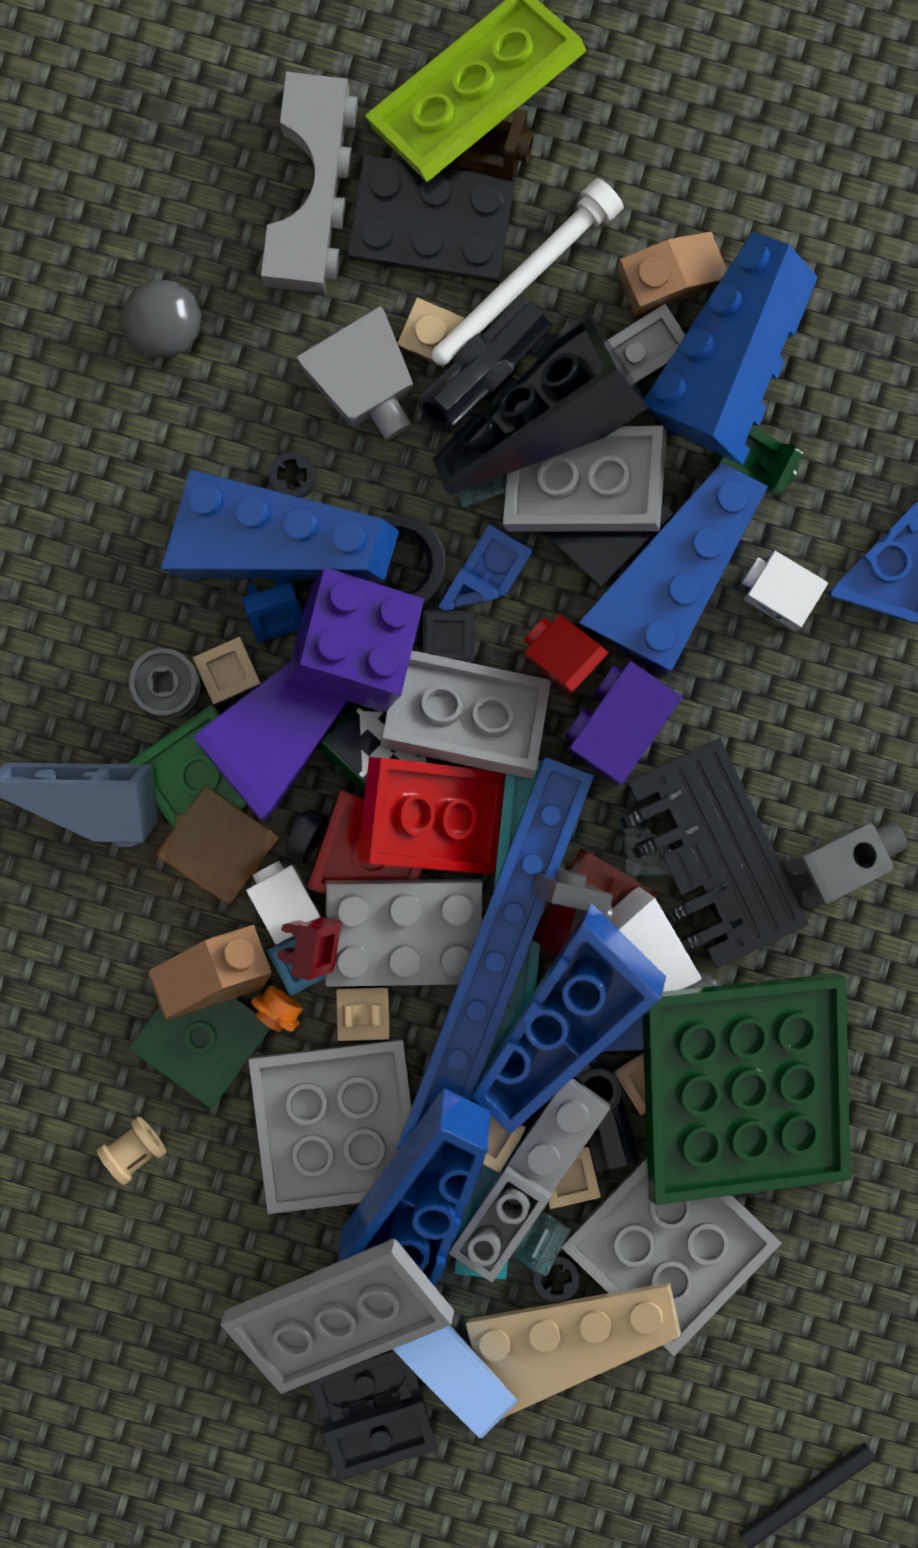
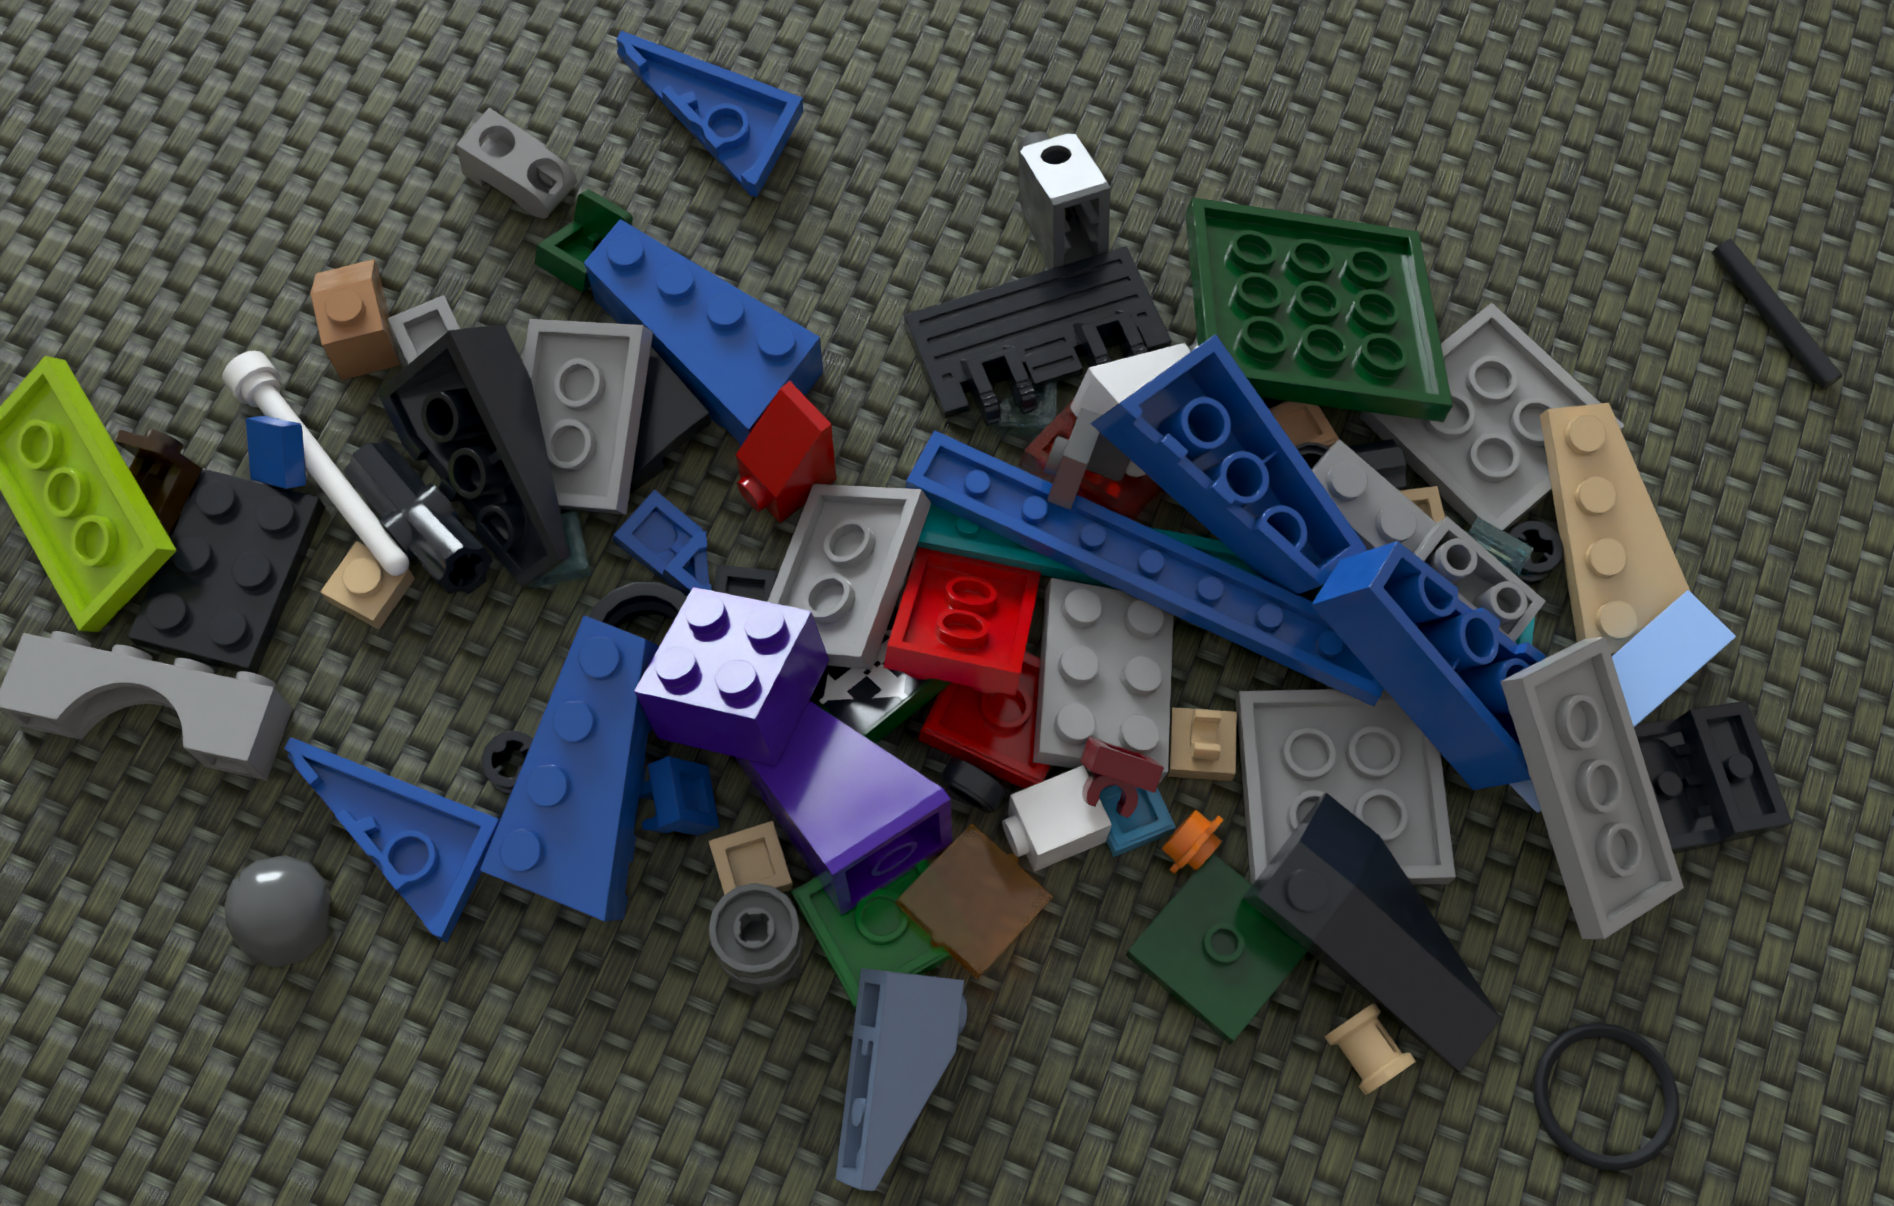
camera: 85 degrees left, 20 degrees down
(69, 1331) = (1666, 1077): none -> black tyre
(211, 973) = (1142, 913): medium nougat slope -> none
(221, 1144) = (1364, 920): none -> black wedge
(222, 416) = (415, 837): none -> blue wing
(362, 373) = (400, 661): light grey torso -> none
(530, 237) = (276, 451): none -> blue tile
(622, 724) = (876, 396): dark purple brick -> none
(733, 349) = (458, 245): blue wedge -> none
(783, 589) = (743, 231): white brick -> none
(828, 385) = (515, 164): none -> light grey leg

